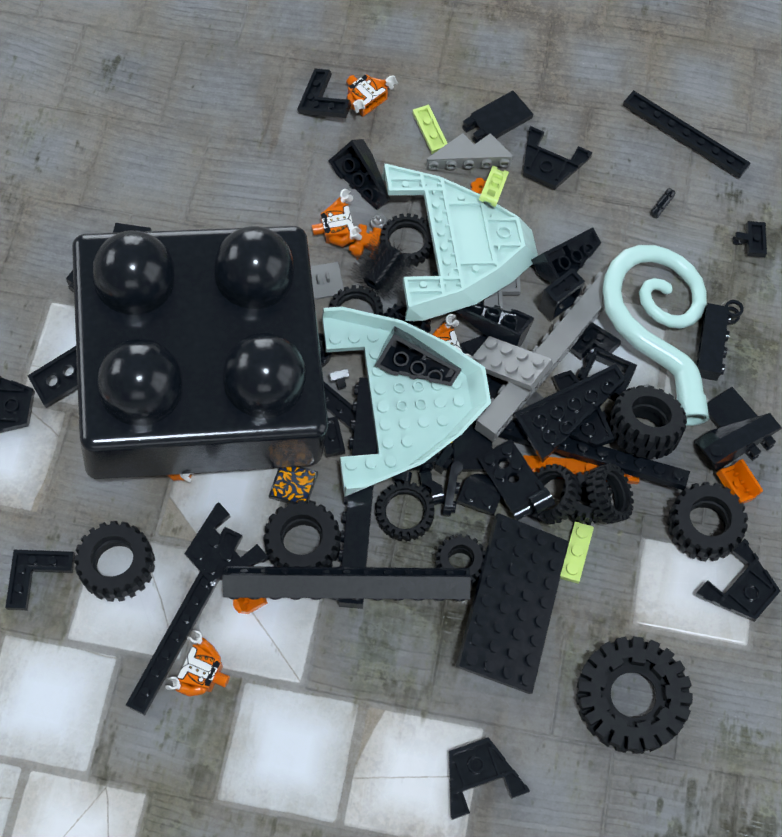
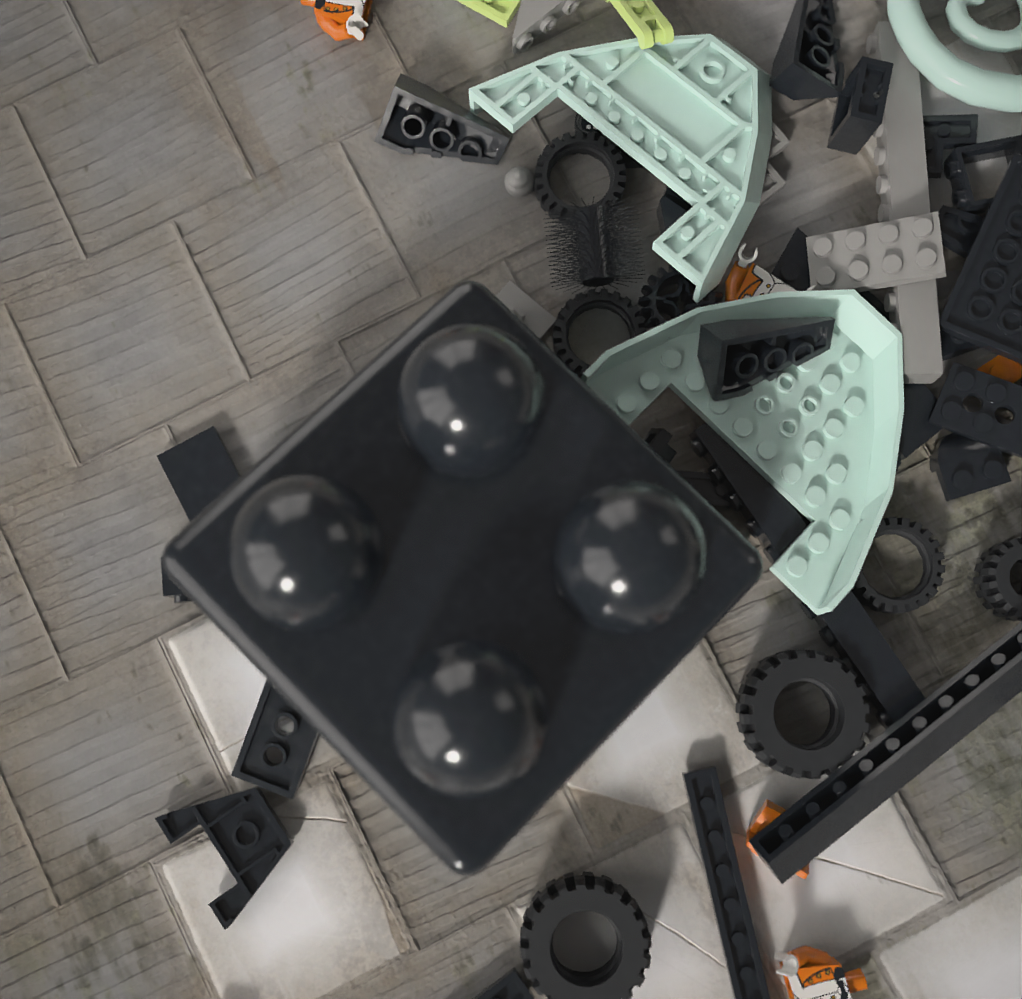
camera: 35 degrees left, 15 degrees up
(211, 552) = (706, 826): black wing -> none
(293, 484) = (724, 648): tile -> none
(315, 104) = (288, 70): black plate -> none
(337, 222) = (468, 225): torso -> none
(358, 246) = (528, 221): orange animal -> none
(431, 486) = (909, 507): black piece -> none
(452, 488) = (929, 488): black plate -> none
(478, 185) = (614, 23): orange plant -> none
(498, 323) = (806, 208): black wedge -> none

